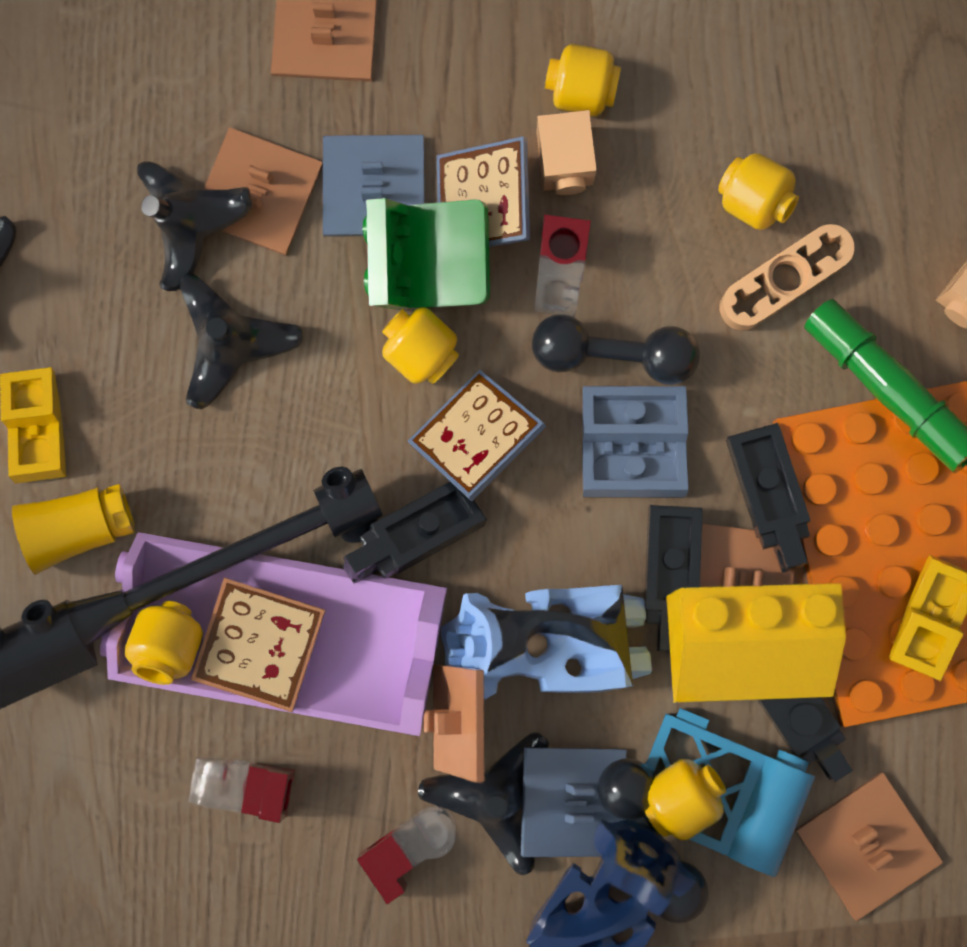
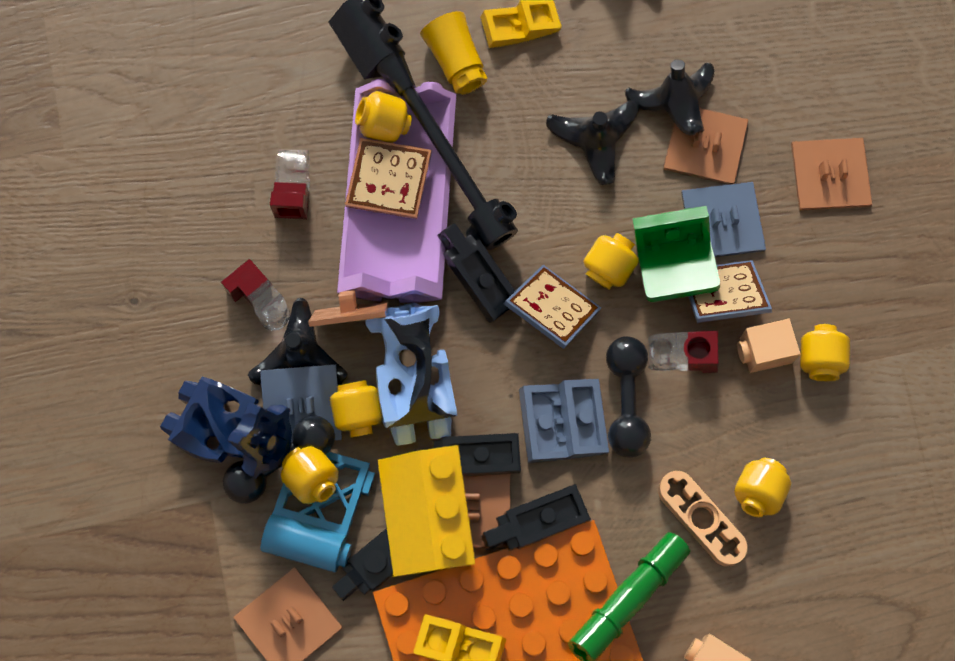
camera: 80 degrees right, 10 degrees down
(592, 725) = (356, 408): none -> yellow head

